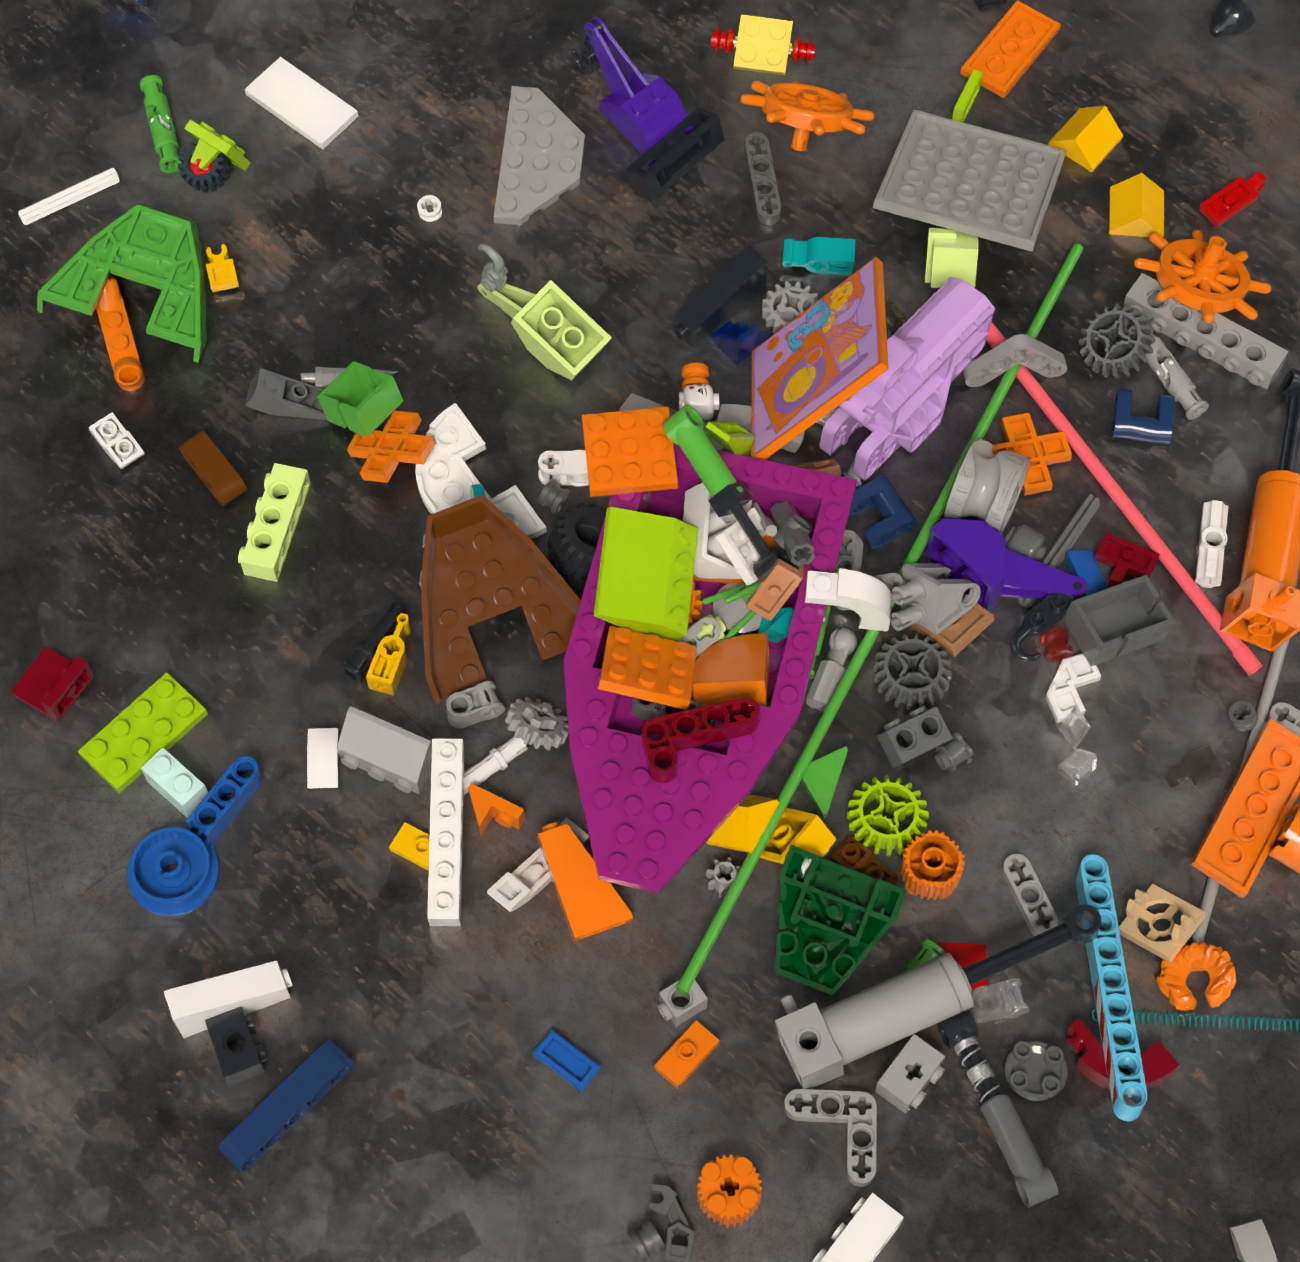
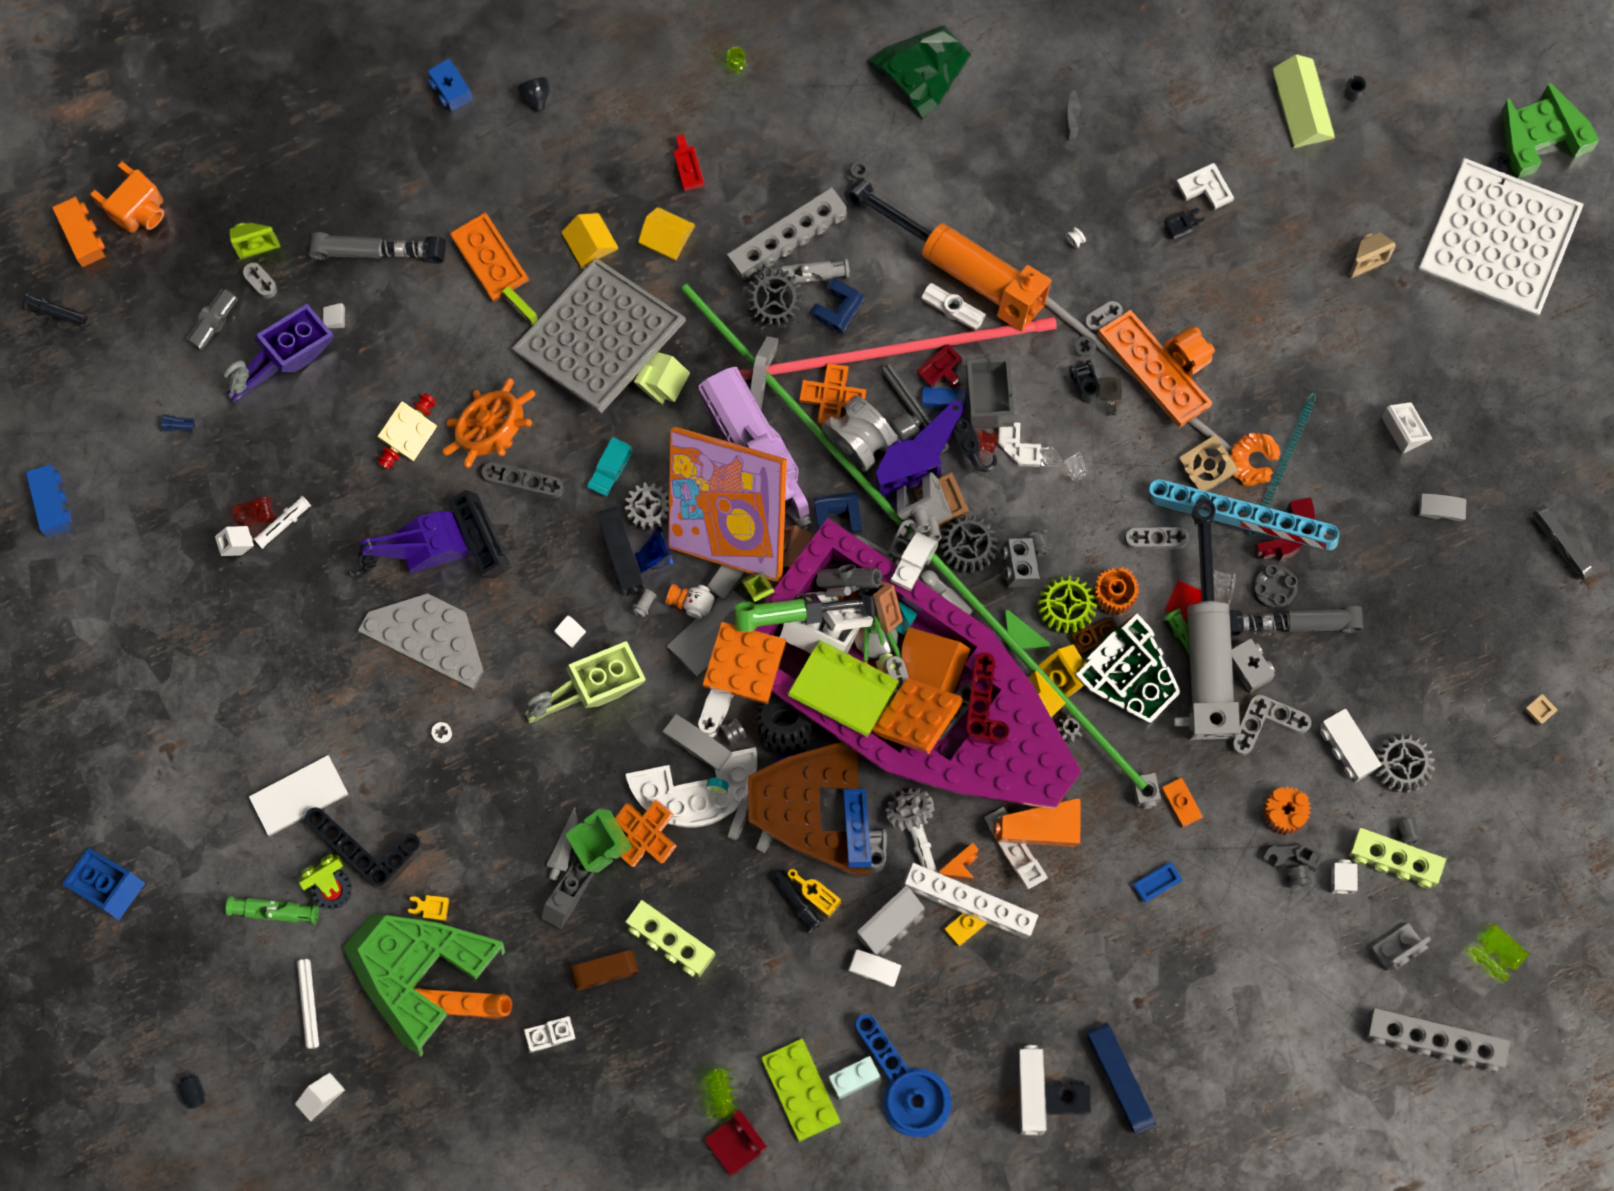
camera: 65 degrees left, 10 degrees up
(106, 642) = (721, 1093): none -> clear neon green piece
(243, 197) = (359, 853): none -> black beam
(487, 668) = (857, 828): none -> blue plate
(522, 461) = (697, 742): none -> light grey slope
(604, 287) = (569, 631): none -> white slope
(671, 349) = (643, 604): none -> light grey pin
(1199, 729) = (1083, 378): none -> black piece
(1203, 275) = (747, 214): orange piece -> none

